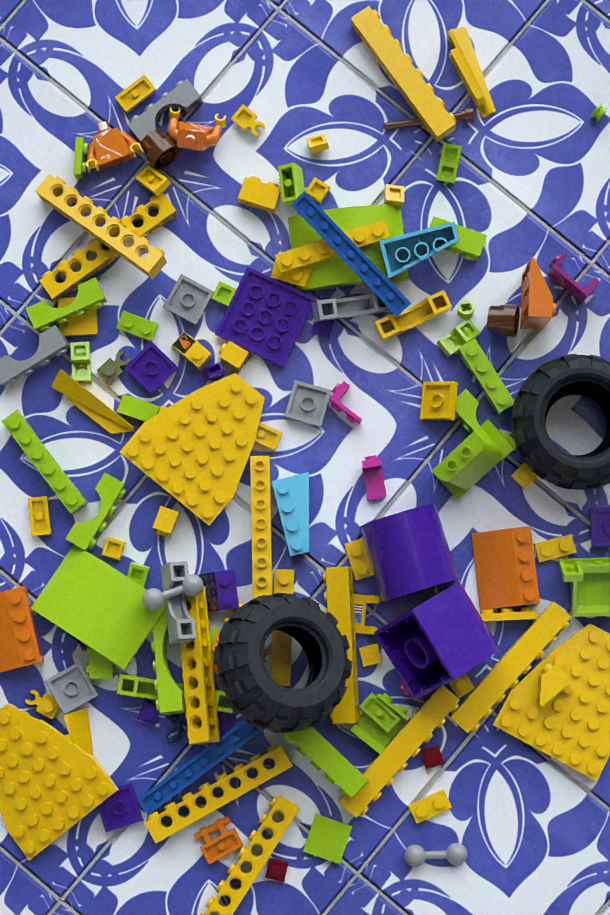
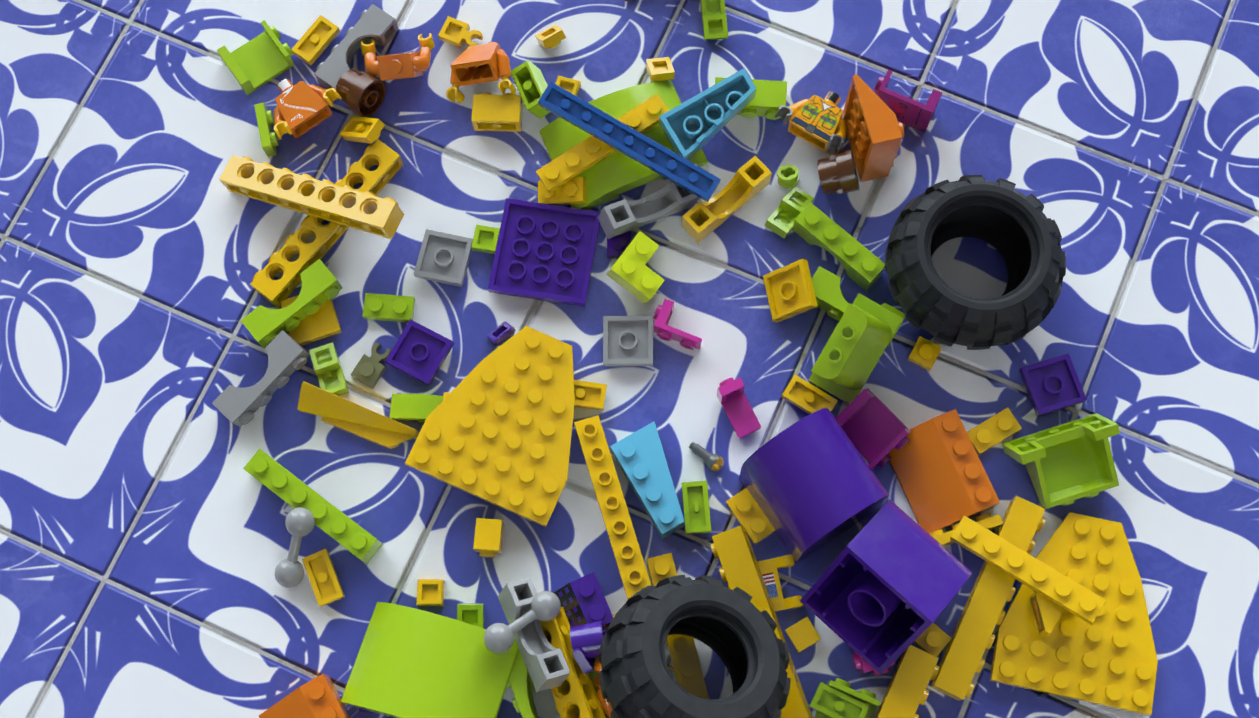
camera: 15 degrees left, 10 degrees down
(32, 474) = (298, 523): none -> light grey piece
(85, 533) = (388, 582): lime arch -> none
(87, 96) = (258, 59): none -> lime panel
(192, 350) = (466, 317): yellow slope -> none
(214, 619) = (586, 643): none -> dark purple piece
(233, 355) = (518, 308): yellow brick -> none
(256, 154) = (480, 65): none -> orange torso
(321, 542) = (696, 507): none -> lime plate
(325, 350) = (631, 268): none -> neon yellow brick
(344, 512) = (713, 461): none -> dark grey piece
(428, 485) = (807, 396): none -> yellow plate
(466, 521) = (873, 428): none -> magenta panel
(501, 272) = (816, 121): none -> torso
(541, 657) = (1028, 570): none -> yellow plate

